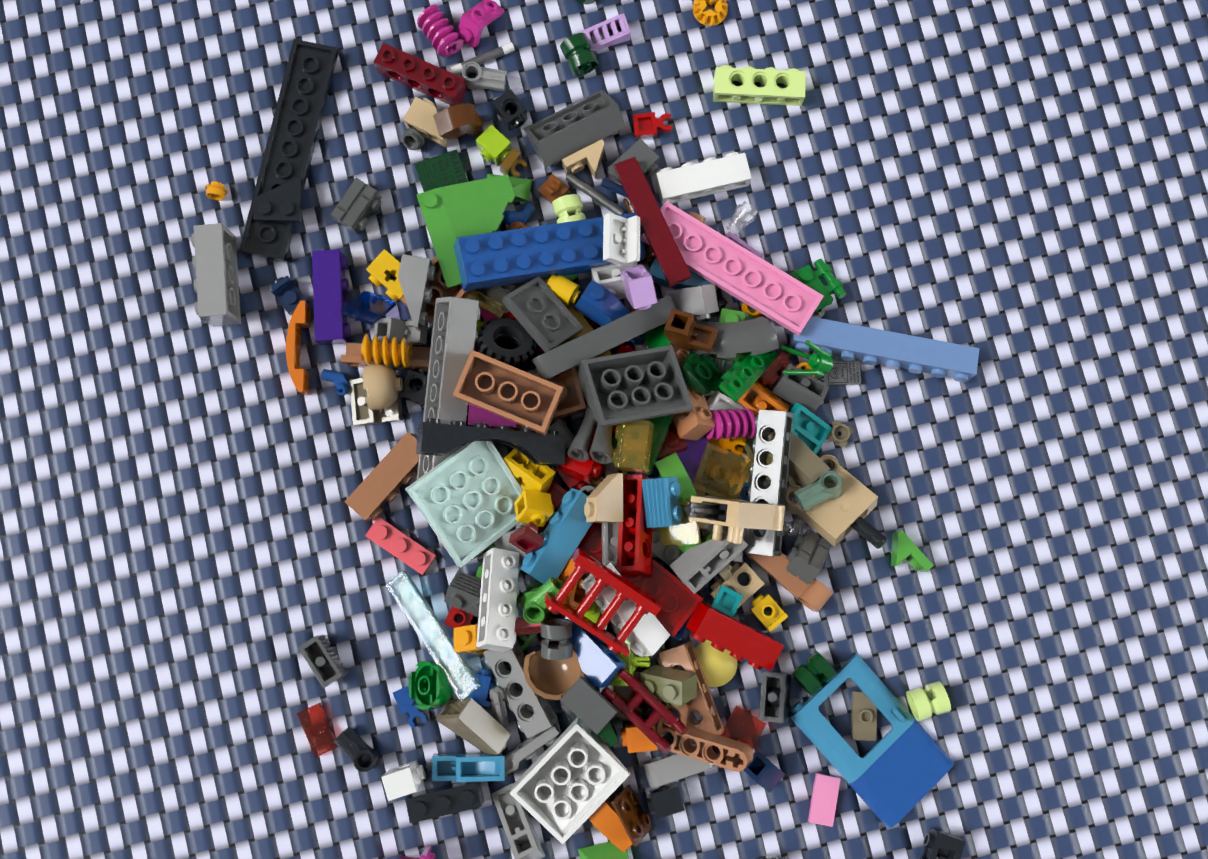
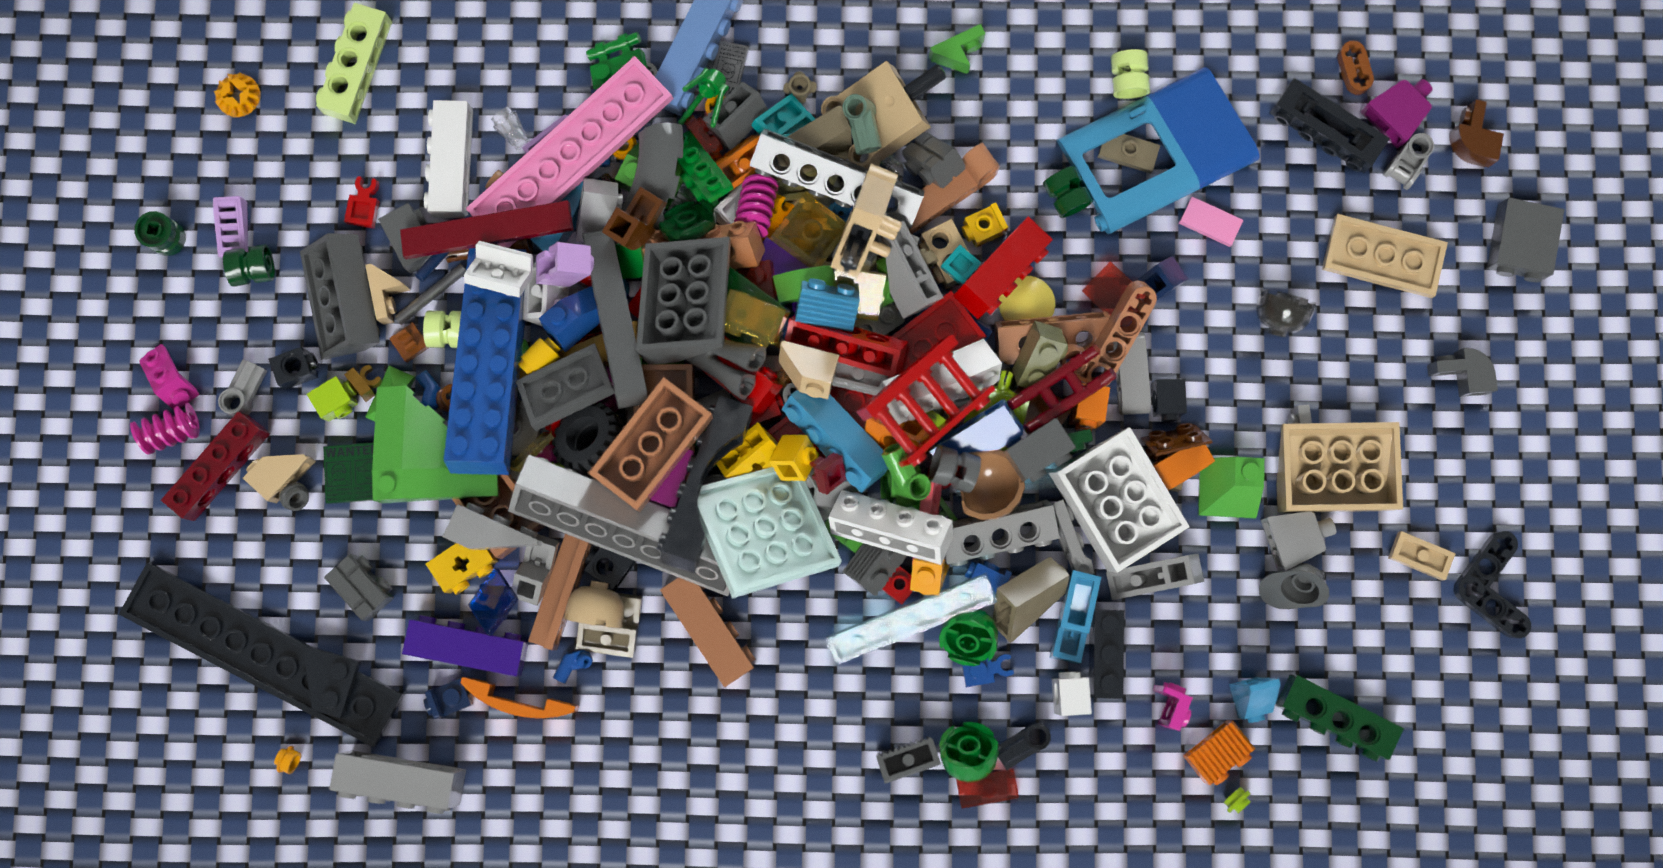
camera: 75 degrees left, 0 degrees up
(340, 708) = (969, 751): none -> green cylinder
(386, 351) = (554, 588): light orange piece -> none
(400, 545) = (794, 635): coral plate -> none
(458, 121) = (291, 432): reddish brown brick -> none
(486, 57) = (215, 384): flat silver bar -> none
(499, 706) = (1013, 562): light grey axle -> none
(775, 697) = (1083, 242): black brick -> none

